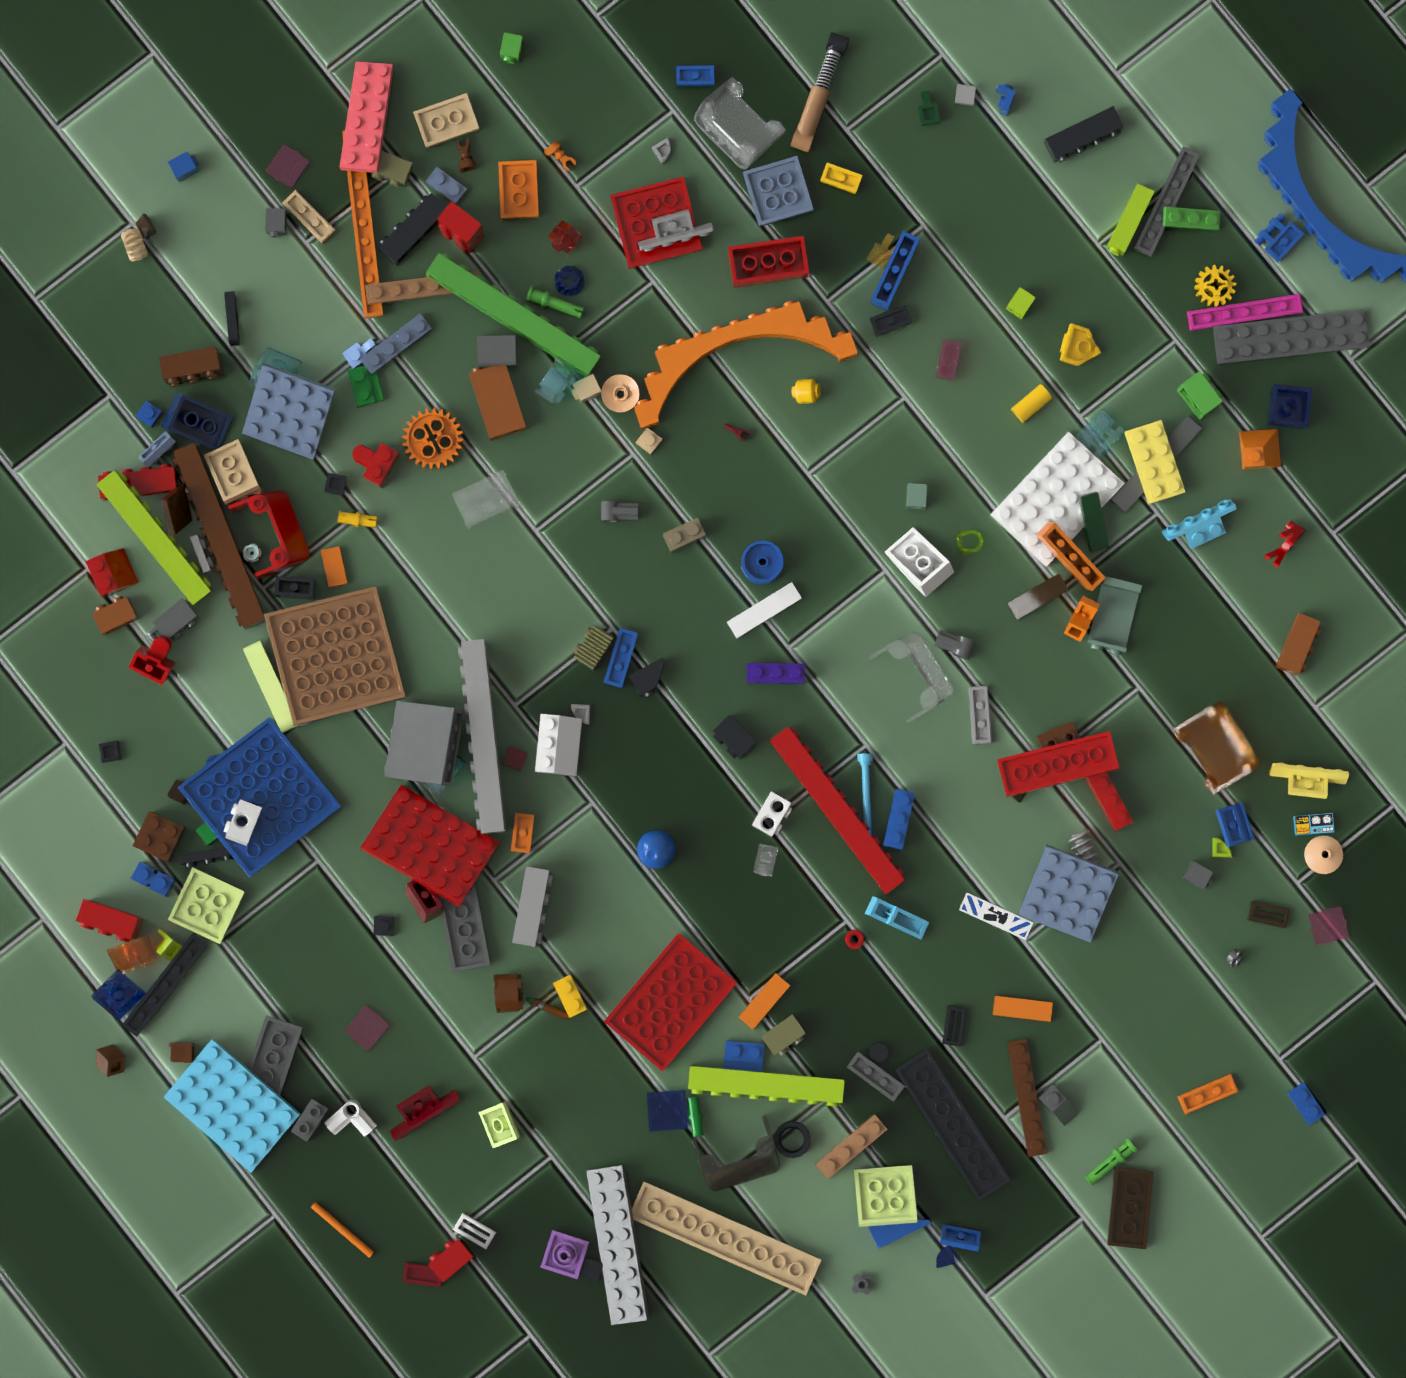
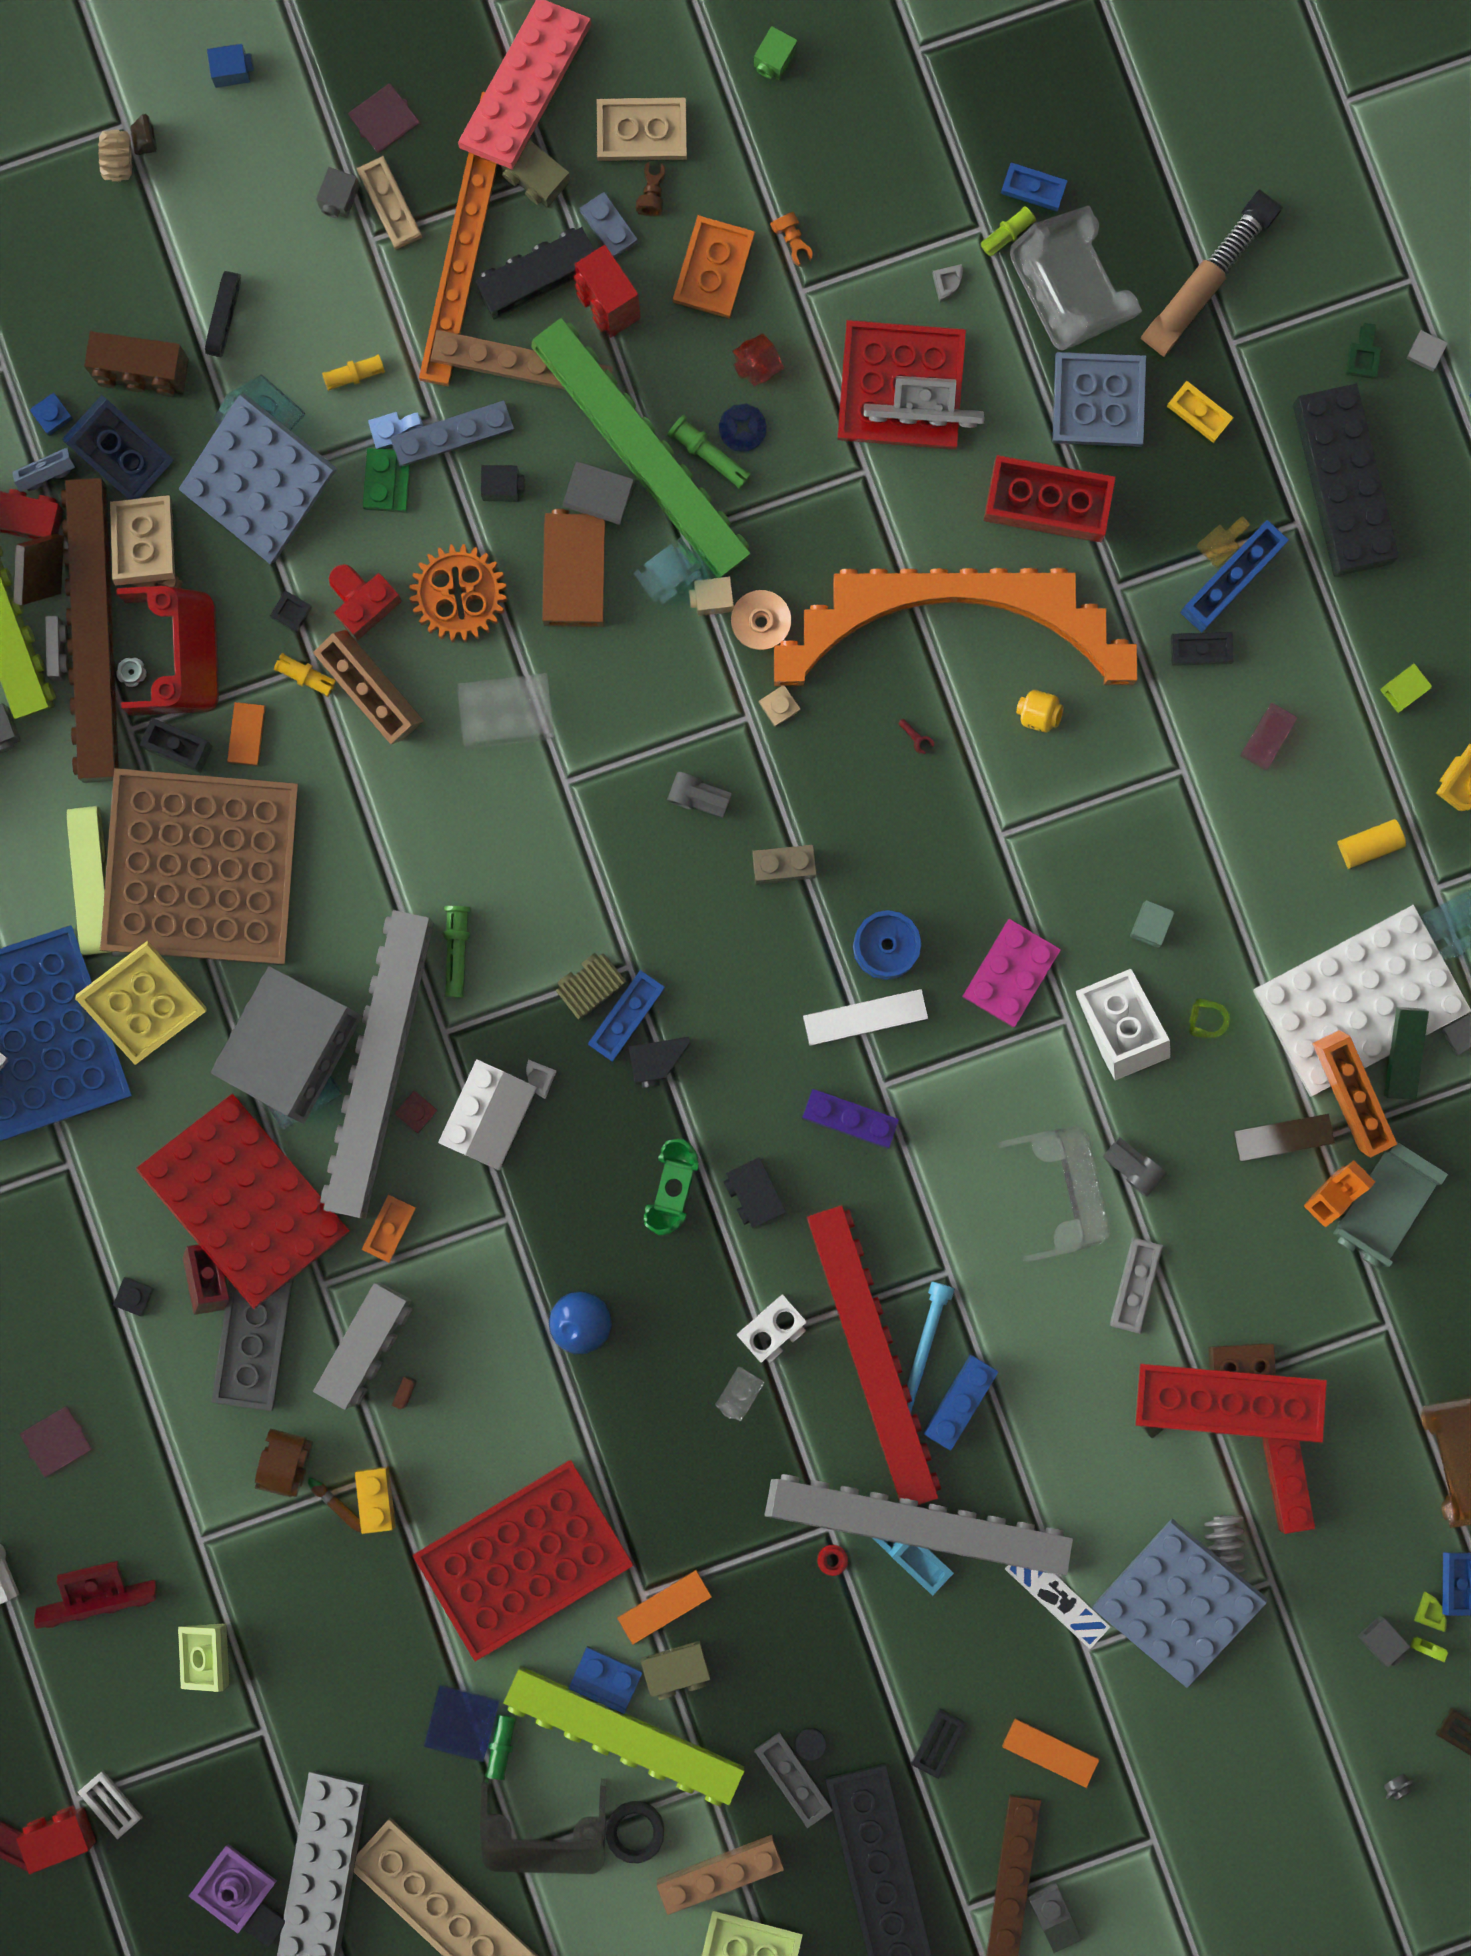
camera: 15 degrees right, 0 degrees up
(323, 327) = (353, 372): none -> yellow pin
(328, 748) = (141, 1002): none -> light yellow plate
(398, 513) = (368, 686): none -> medium nougat brick
(435, 364) = (501, 483): none -> black brick
(502, 644) = (456, 935): none -> bright green pin
(565, 930) = (404, 1393): none -> copper tile
(683, 735) = (680, 1164): none -> green piece
(688, 108) = (1008, 231): none -> lime axle
(842, 554) = (1011, 973): none -> dark pink plate
(898, 900) = (918, 1526): none -> light grey brick
(942, 190) = (1345, 480): none -> black brick
(1229, 870) = (1429, 1648): none -> lime tile

